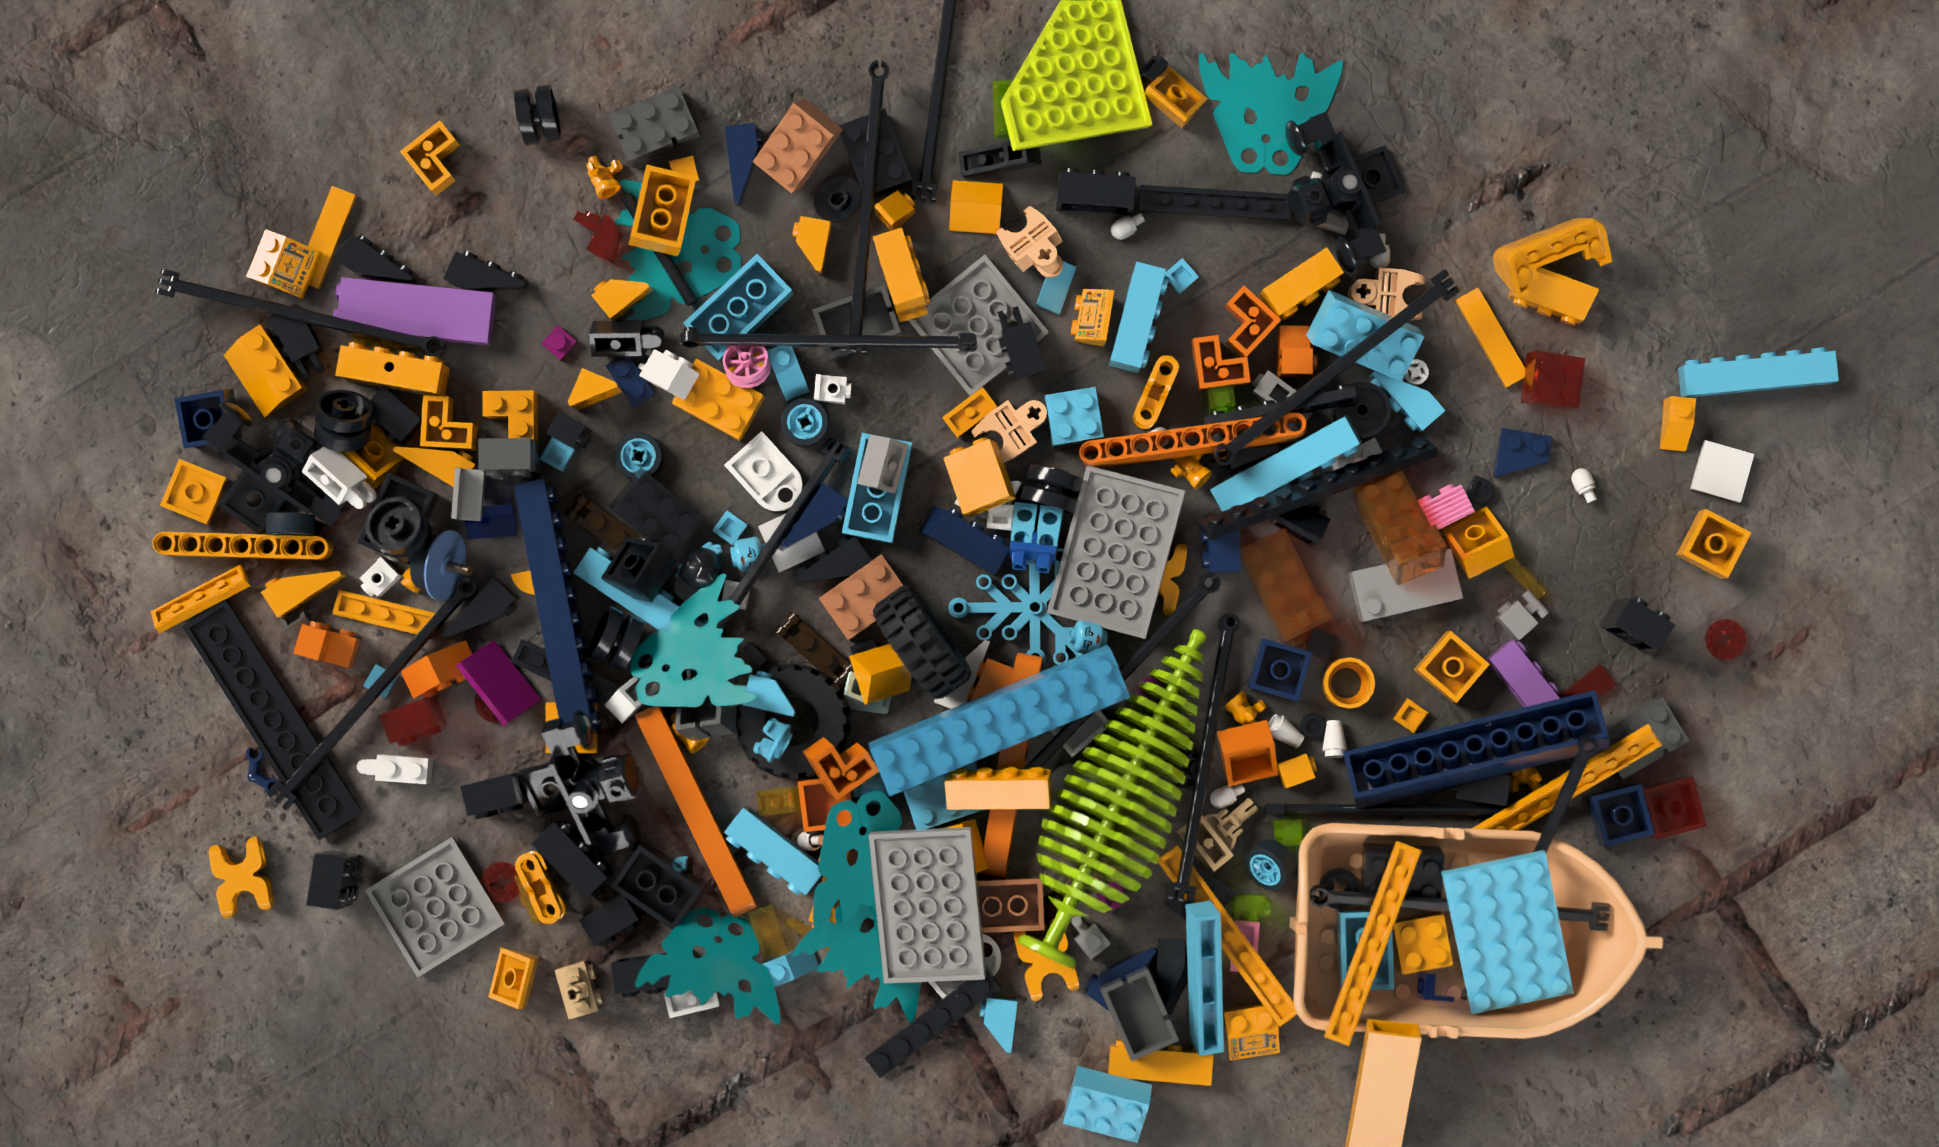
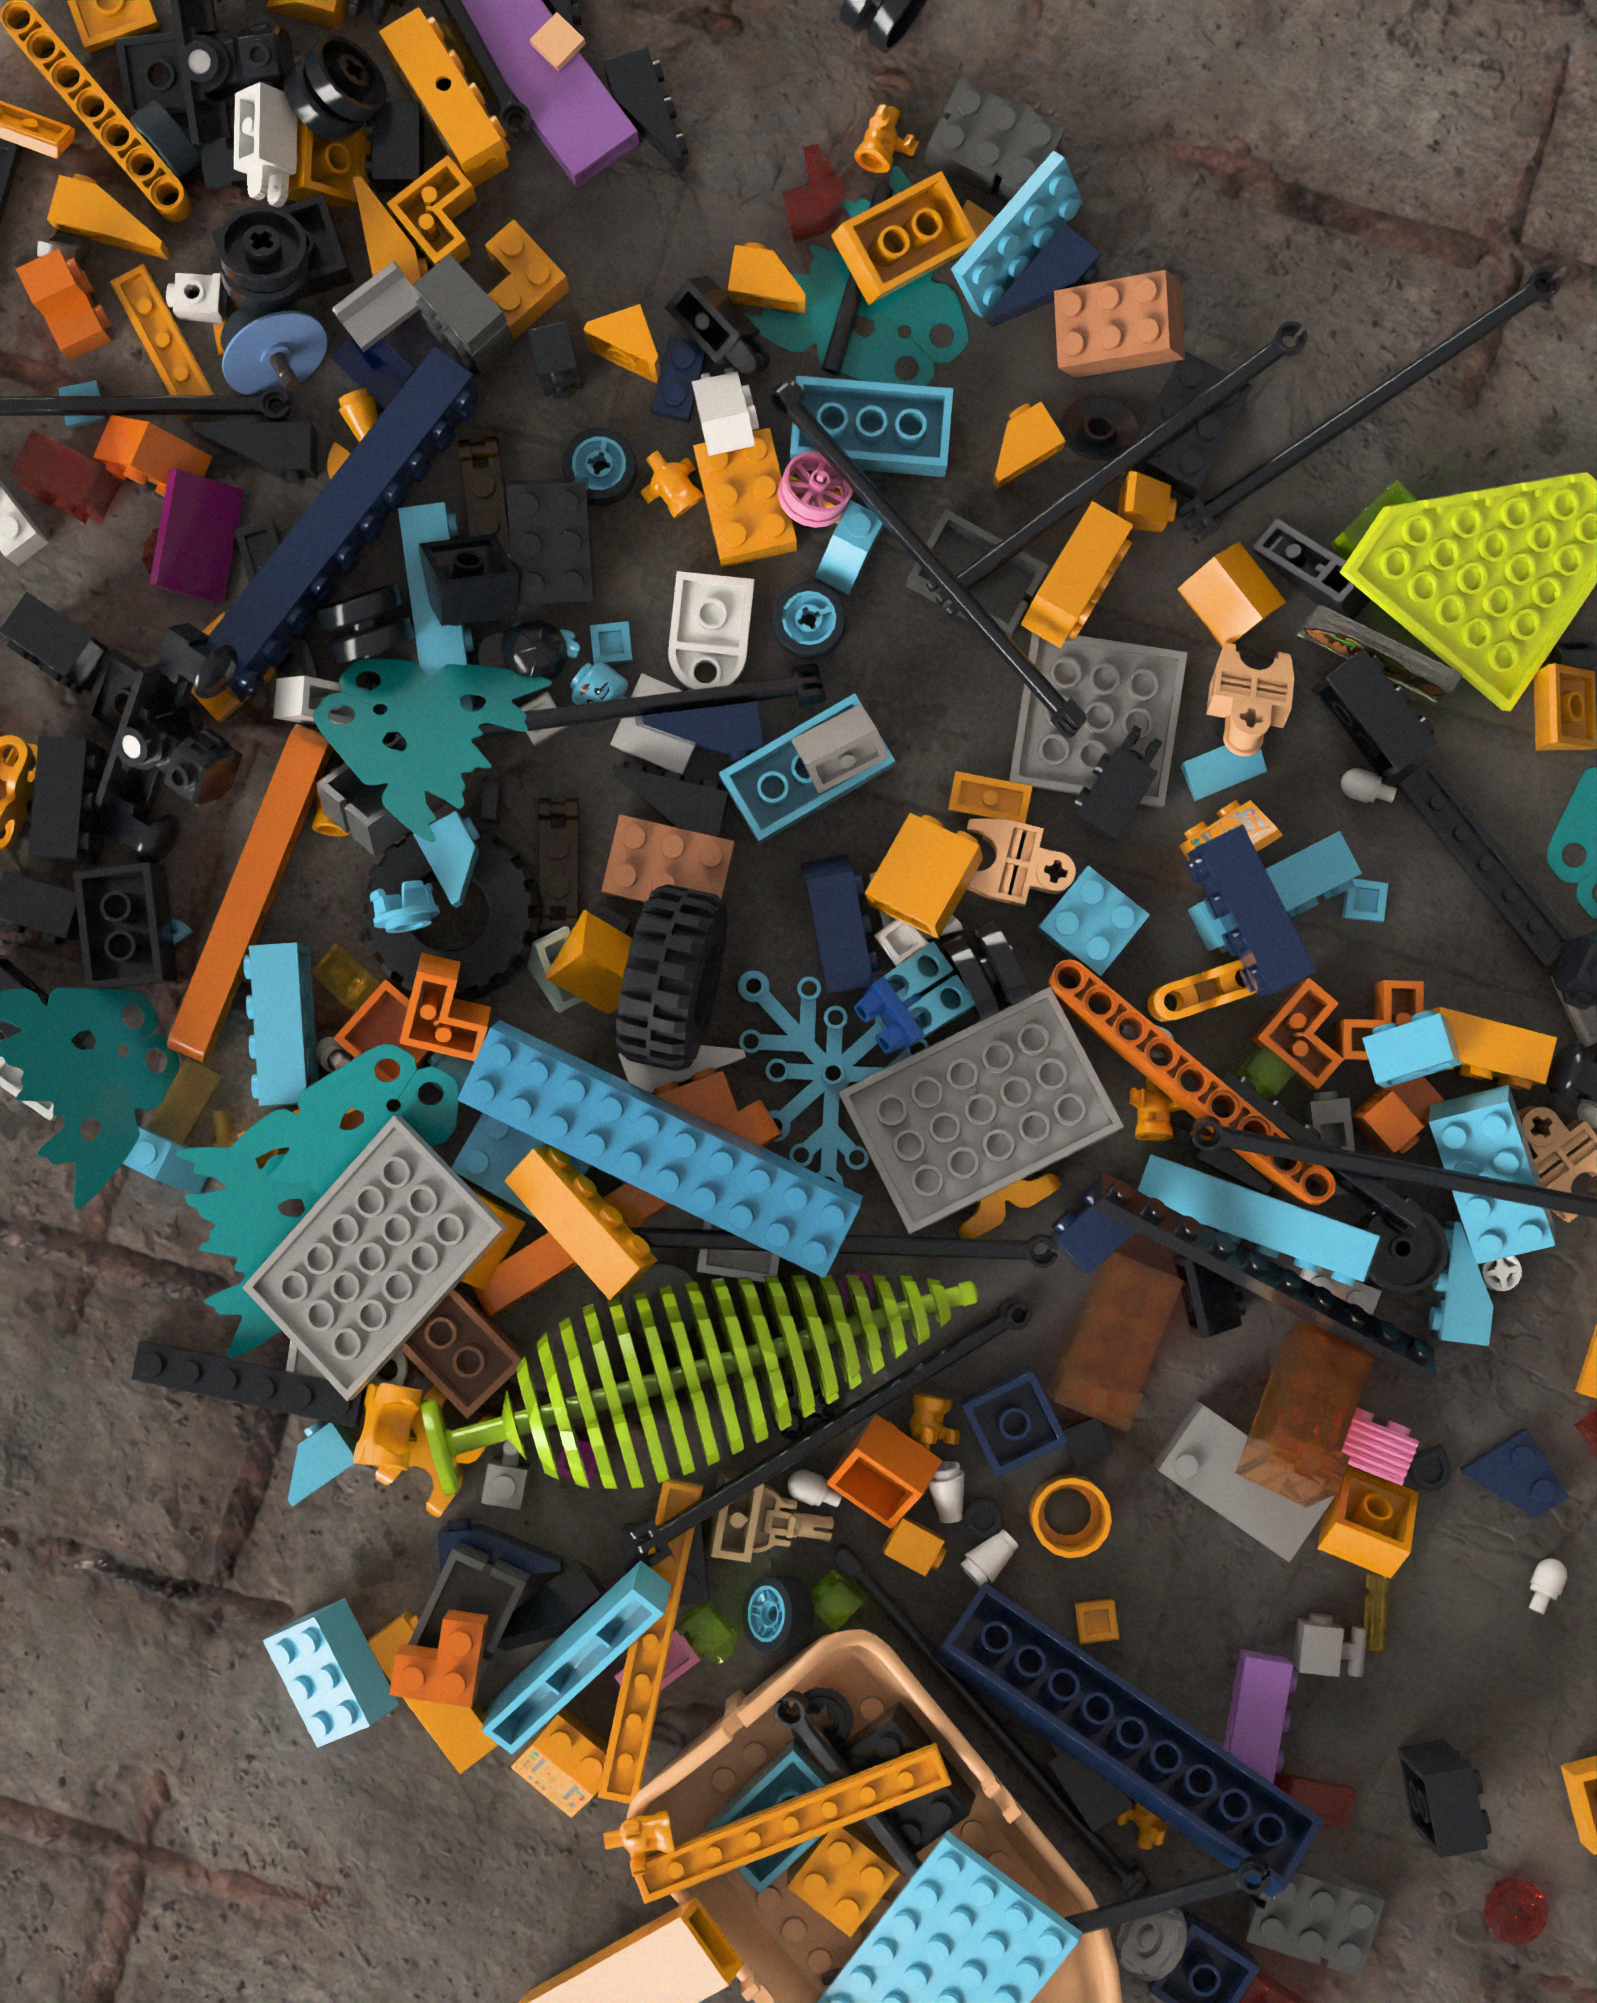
camera: 45 degrees right, 0 degrees up
(415, 292) = (557, 41): none -> light nougat tile
(510, 550) = (359, 411): none -> light orange cone
(557, 454) = (518, 373): medium azure tile -> none
(559, 343) = (649, 261): magenta plate -> none
(679, 429) = (672, 484): none -> light orange piece
(710, 154) = (1017, 234): none -> medium azure plate
(823, 395) = (858, 612): white brick -> none
(1014, 969) = (387, 1426): none -> light orange piece
(1077, 159) = (1401, 663): none -> clear tile
(1087, 636) = (852, 1164): medium azure head -> none
(1137, 340) = (1250, 912): none -> dark blue brick
(1157, 1041) = (448, 1672): none -> orange brick
(1270, 321) = (1411, 1049): none -> medium azure brick
(1315, 1018) = (642, 1835): none -> light orange piece
(1426, 988) = (794, 1931): clear blue panel -> none
(1451, 667) = (1196, 1620): light orange brick -> none
(1583, 824) = (1152, 1944): none -> light grey tile
(1597, 769) = (1154, 1873): light orange tile -> none

